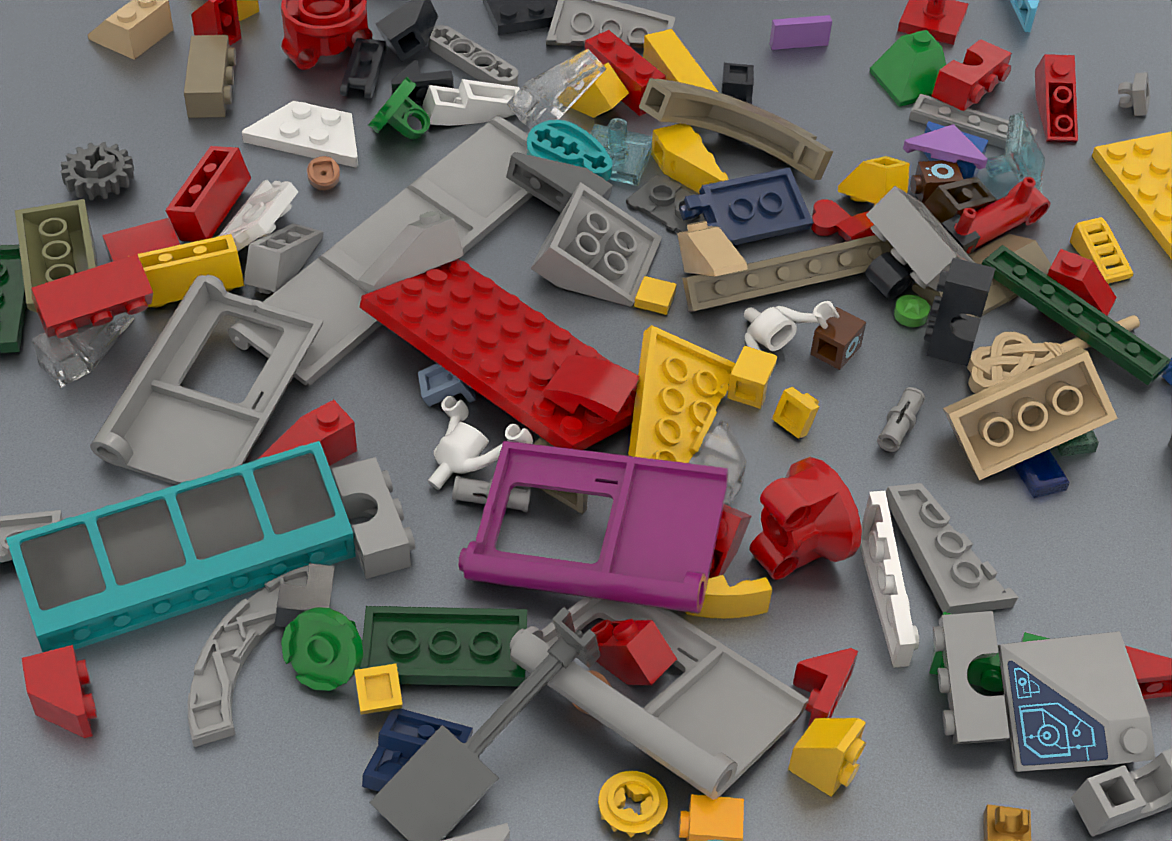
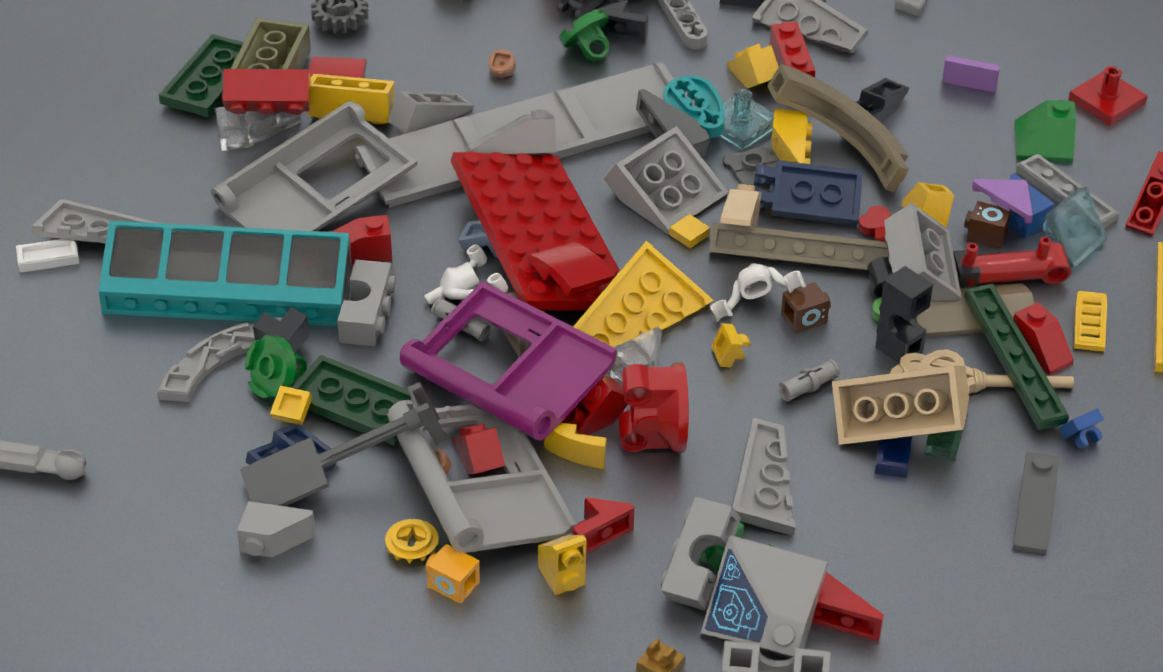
camera: 30 degrees right, 5 degrees down
(57, 690) = (95, 330): red slope -> none
(208, 194) = (404, 50): red brick -> none
(260, 212) = (429, 77): white wing -> none
(307, 132) = (513, 30): white wing -> none
(469, 104) = (653, 47): white slope -> none
(556, 89) = (715, 54): clear slope -> none
(673, 59) = (839, 63): yellow brick -> none
(751, 376) = (709, 306): yellow panel -> none
(886, 580) = (701, 470): white wing -> none
(954, 197) = (988, 237): dark brown slope -> none
(980, 73) = (1074, 156): red arch -> none

